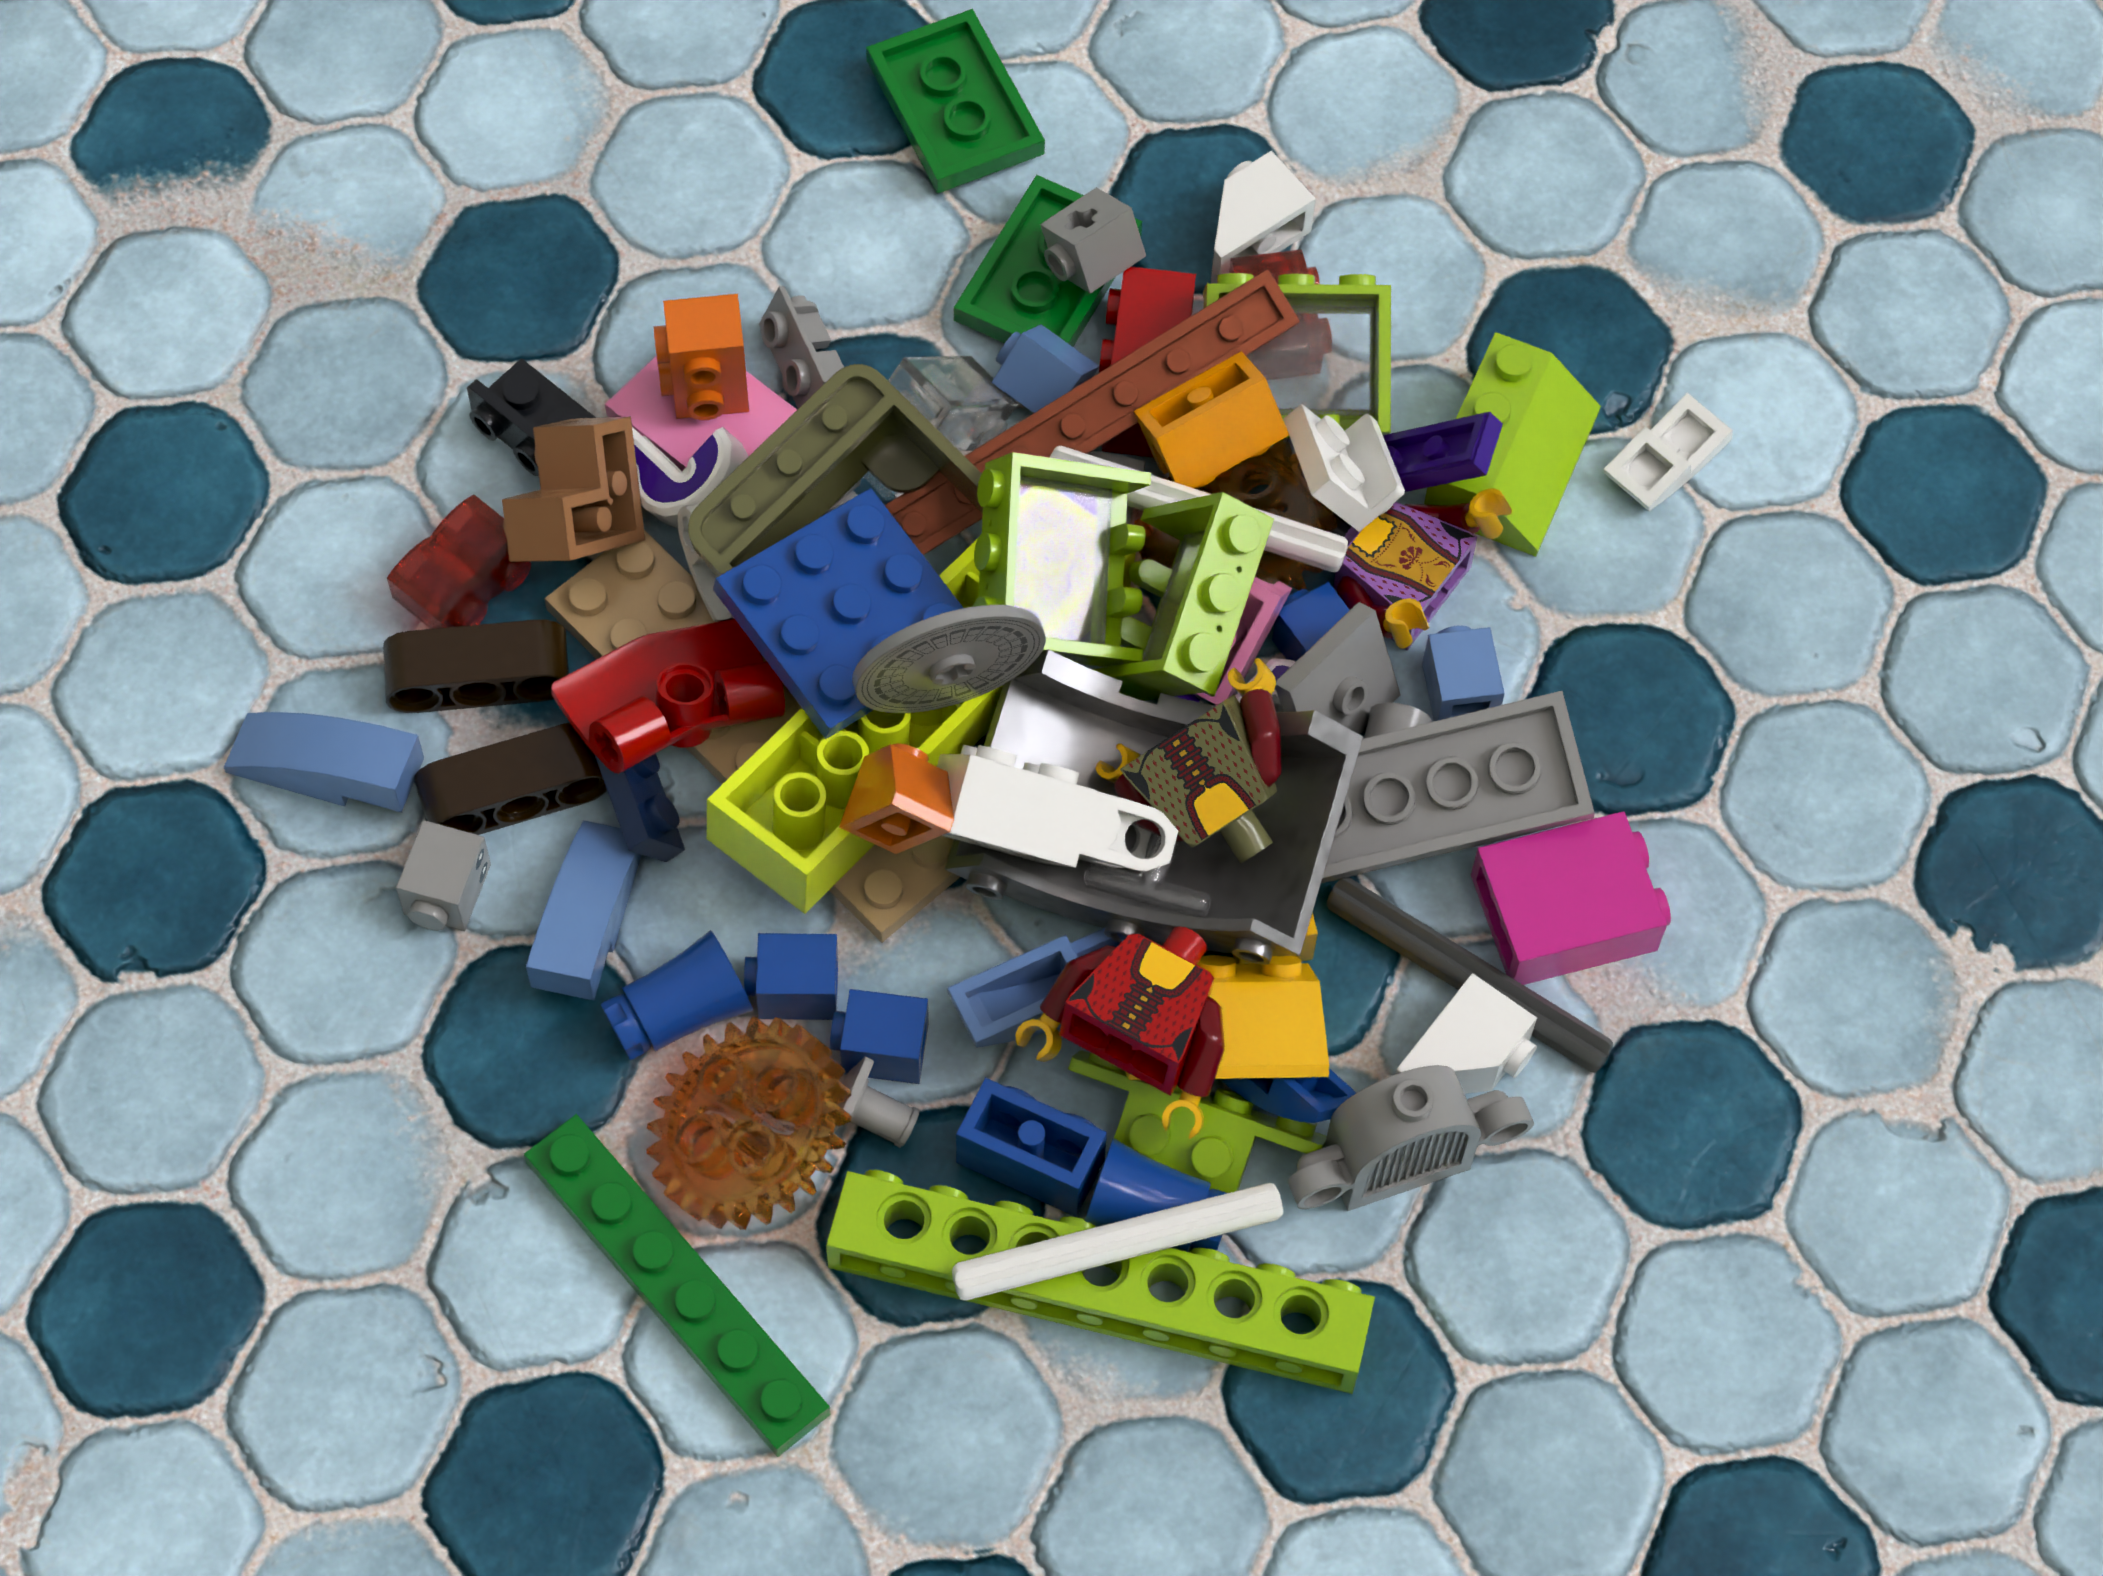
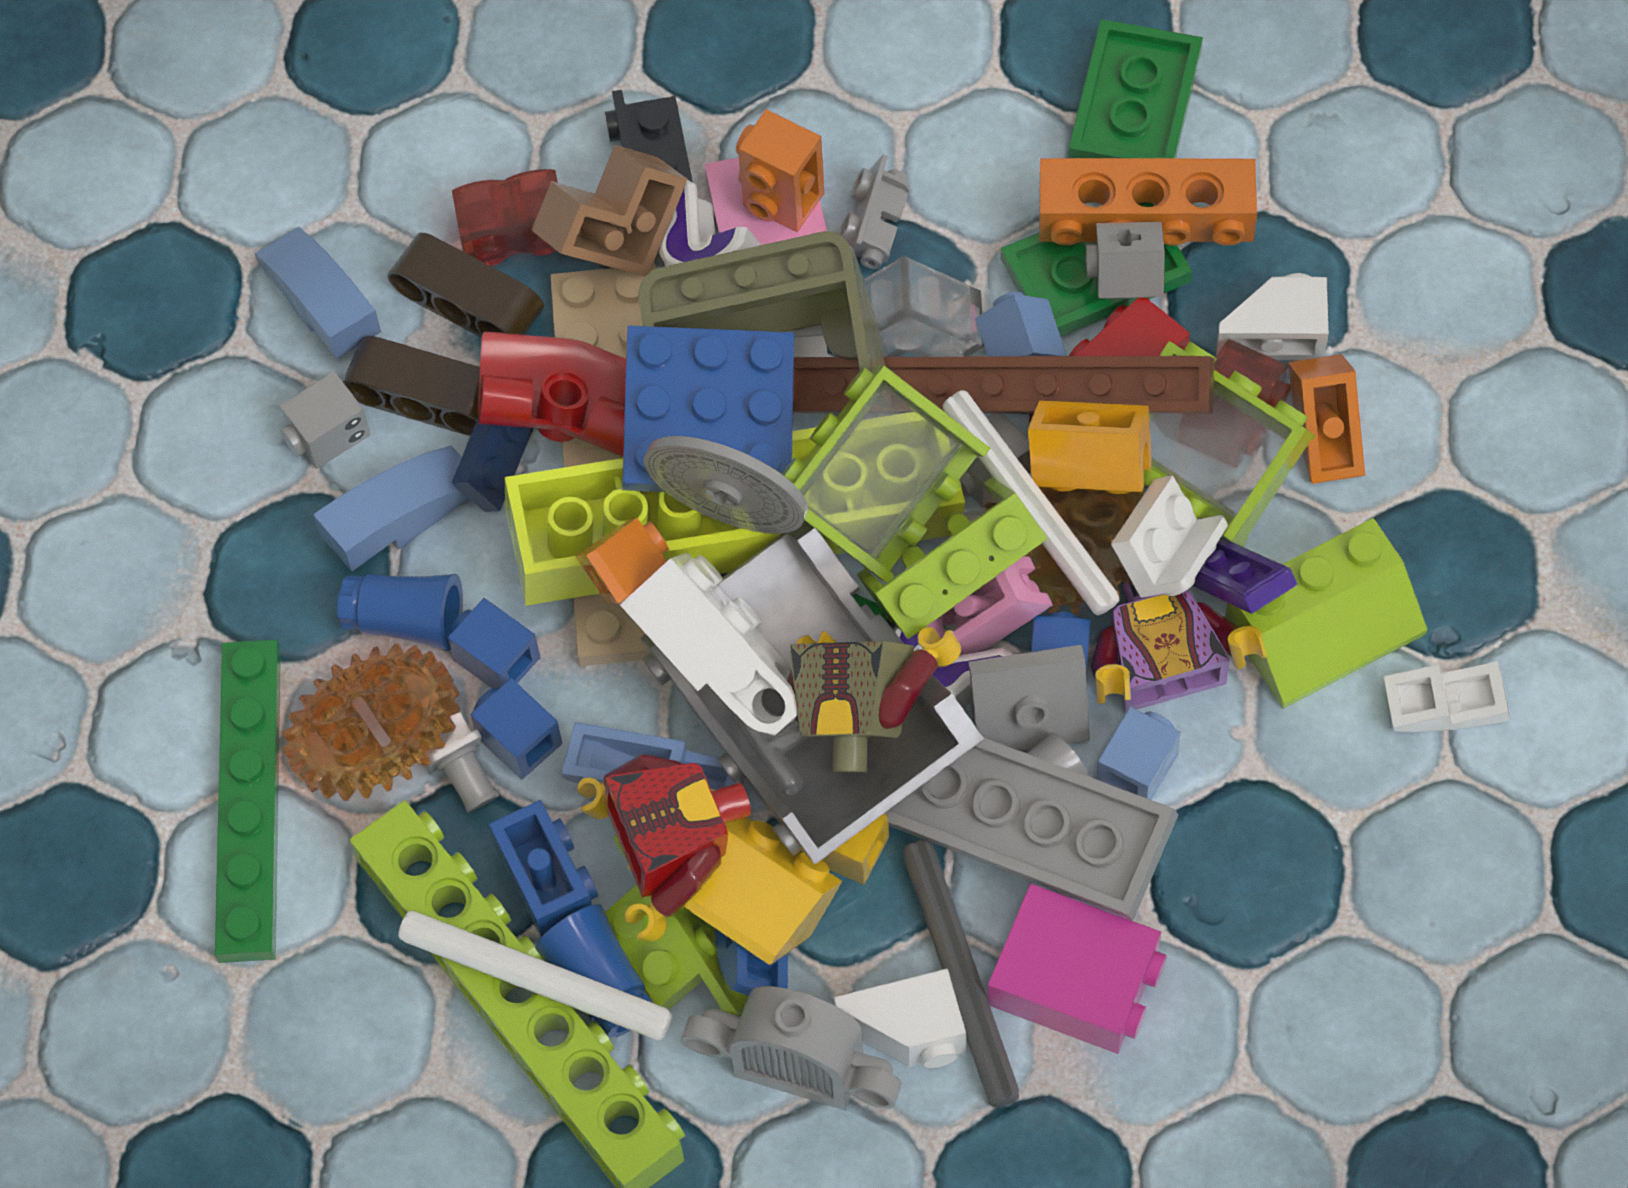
camera: 45 degrees right, 0 degrees up
(1073, 152) = (1166, 182): none -> orange brick
(1364, 245) = (1329, 398): none -> orange slope

